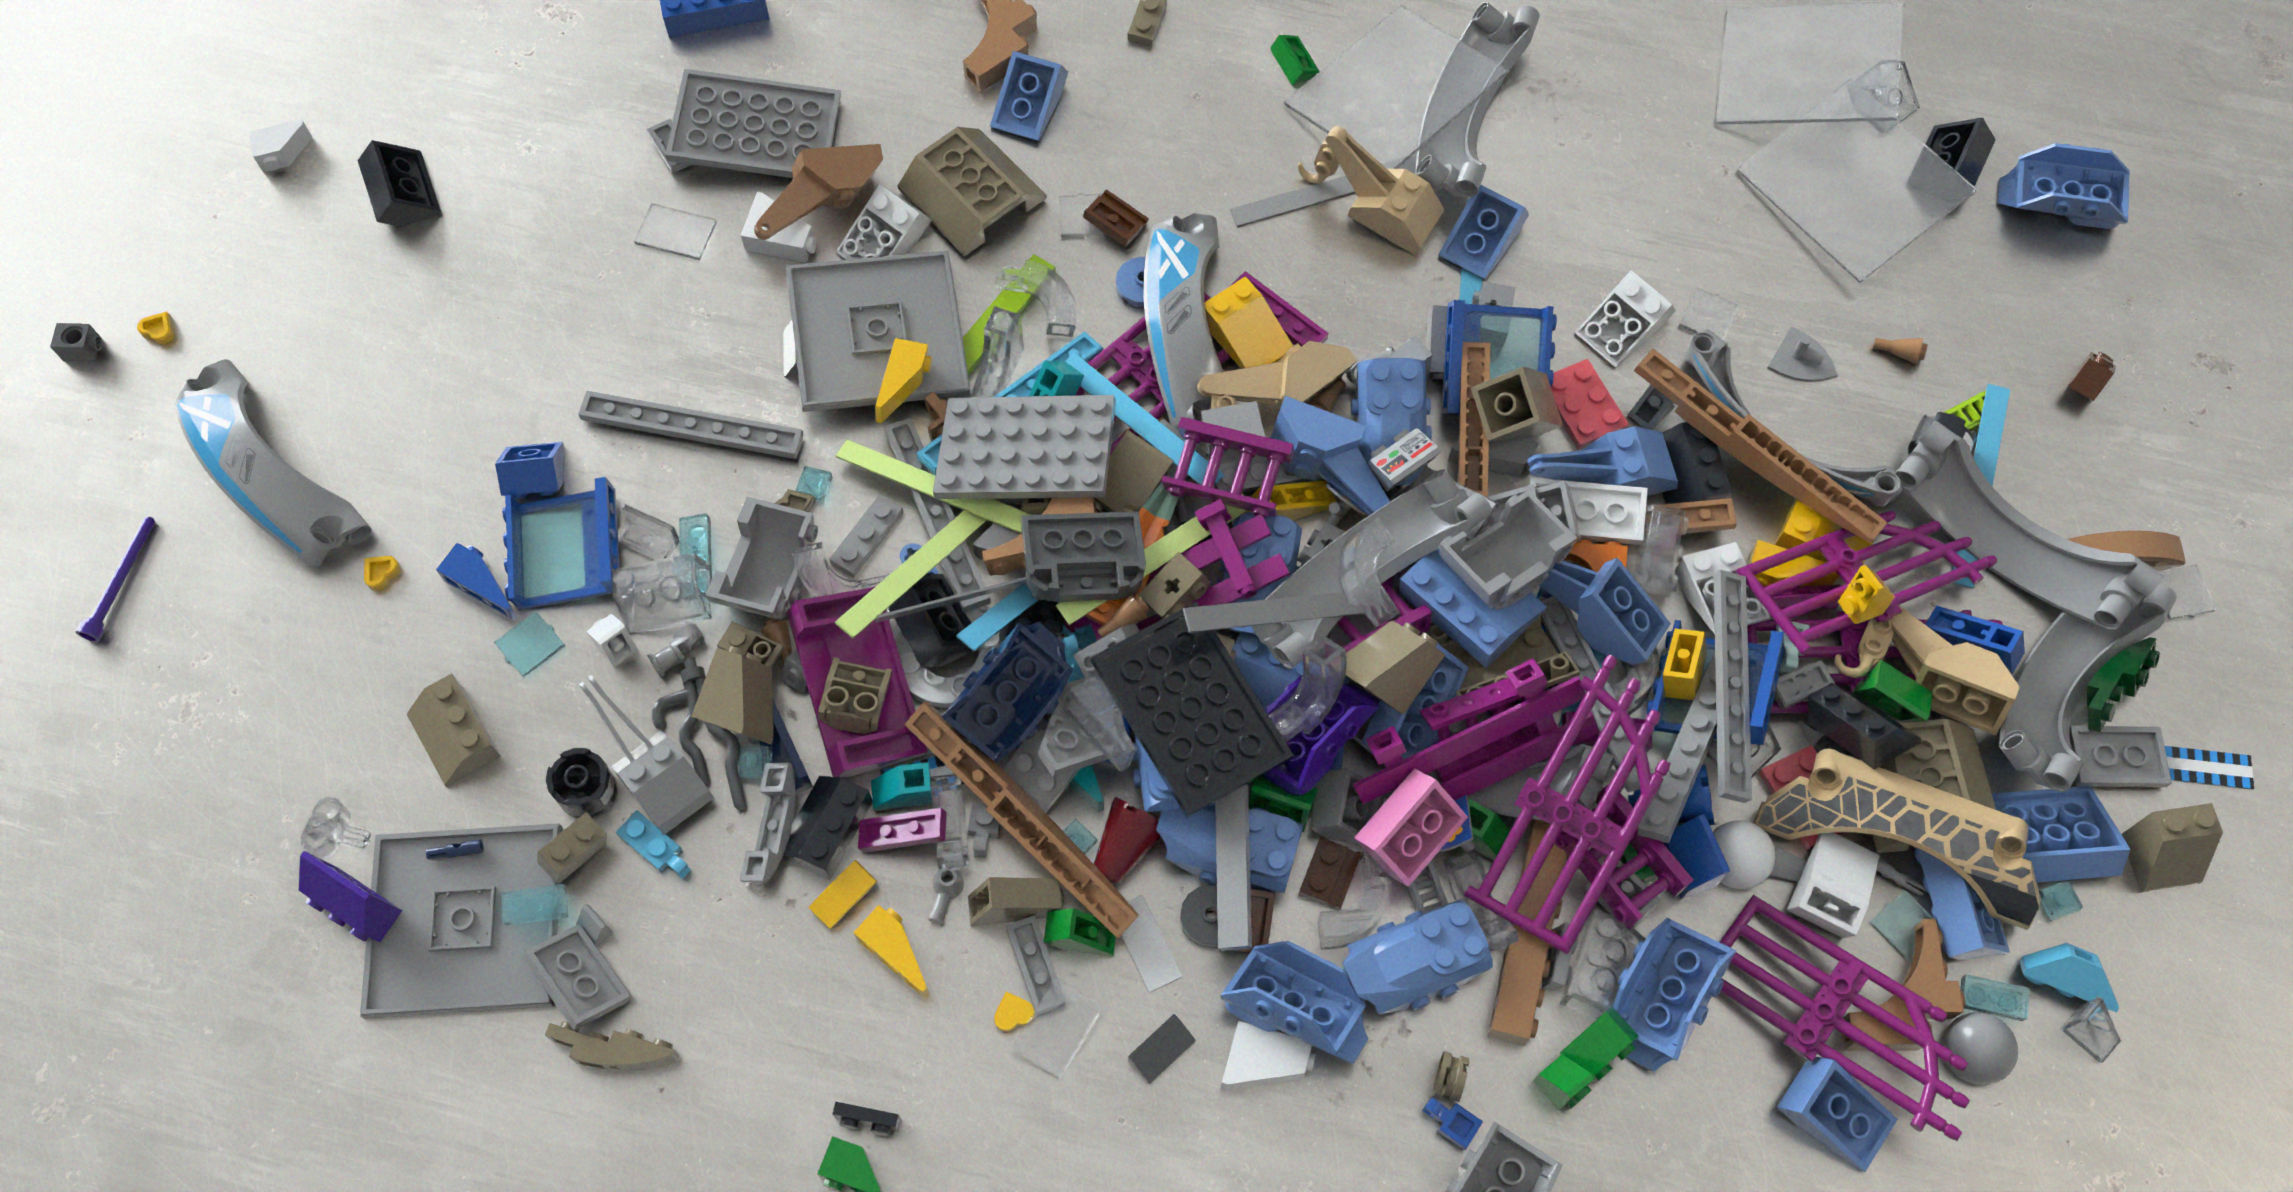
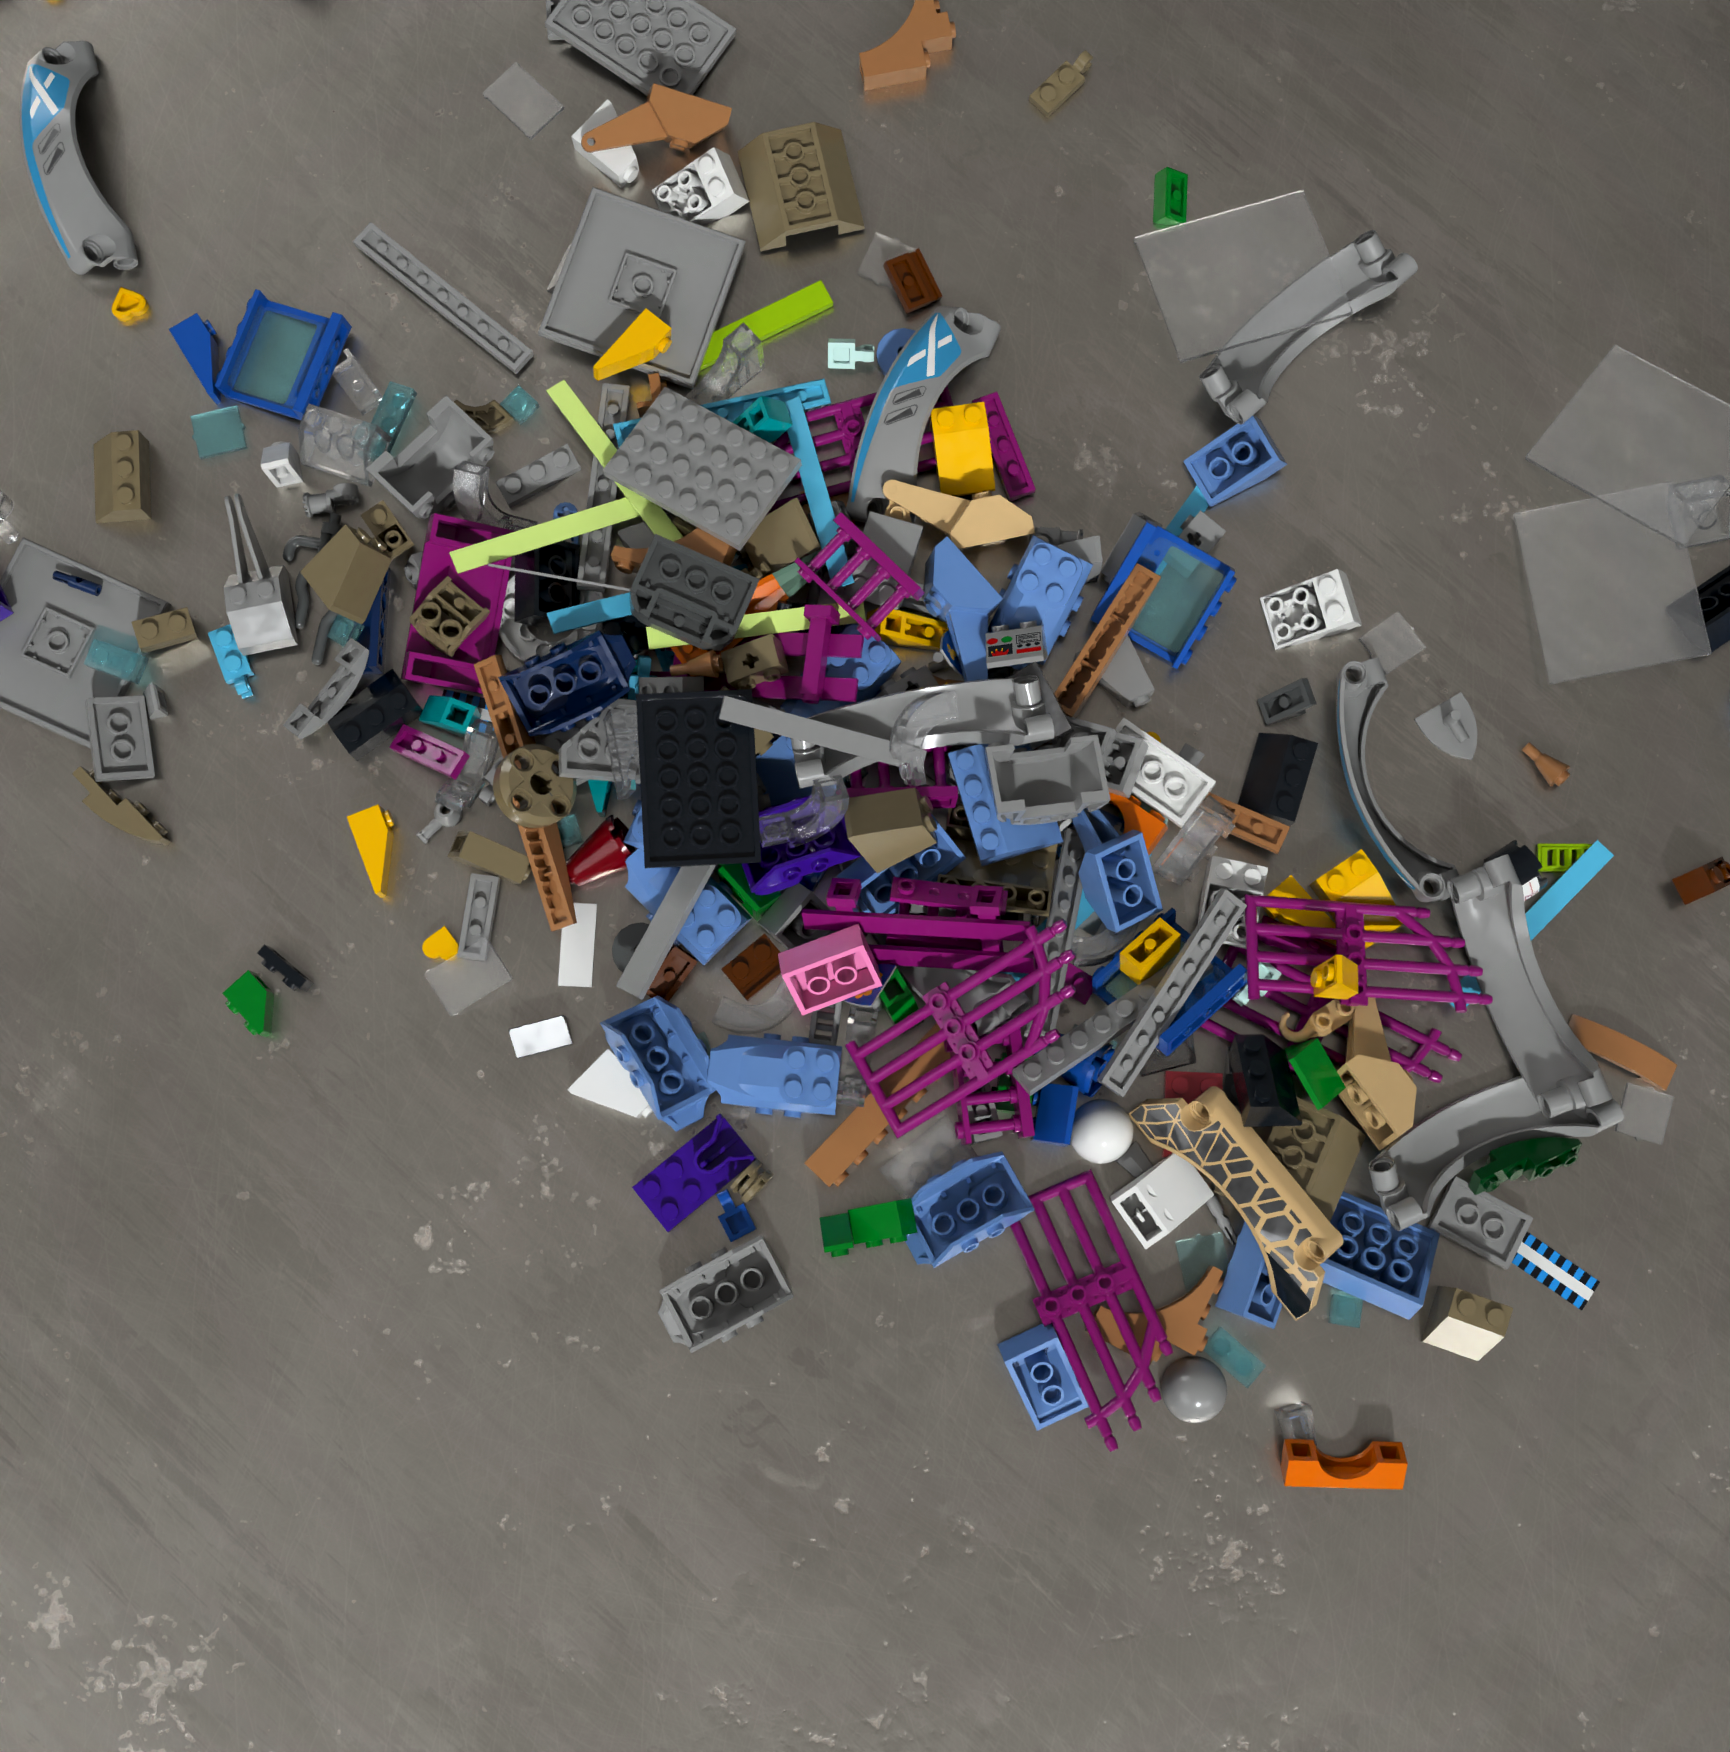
camera: 30 degrees right, 15 degrees up
(531, 469) = (291, 272): blue slope -> none
(577, 797) = (194, 563): black brick -> none
(779, 632) = (417, 532): medium nougat cone -> none
(842, 894) = (358, 779): yellow slope -> none
(1028, 96) = (901, 118): medium blue slope -> none
(1031, 802) = (533, 787): none -> dark tan piece
(1048, 289) = (813, 323): clear arch -> none
(1078, 932) = (524, 909): green slope -> none
(1091, 301) = (843, 353): none -> light aqua plate
(1299, 198) = (1107, 345): light grey piece -> none
(1328, 398) = (992, 553): medium nougat cone -> none
(1388, 200) = (1162, 389): tan slope -> none
(1389, 1102) = (694, 1173): none -> dark purple plate
(1517, 405) = (1148, 647): dark tan slope -> none
(1559, 970) = (890, 1144): light grey plate -> none
(1585, 404) = (1224, 670): coral plate -> none
(1618, 458) = (1212, 742): medium blue slope -> none
(1759, 448) = (1338, 795): medium nougat slope -> none
(1800, 683) = (1242, 1020): light grey plate -> none
(1994, 637) = (1423, 1060): blue slope -> none
(2070, 972) = (1310, 1374): medium azure slope -> none
(2190, 1025) = (1377, 1467): none -> orange arch

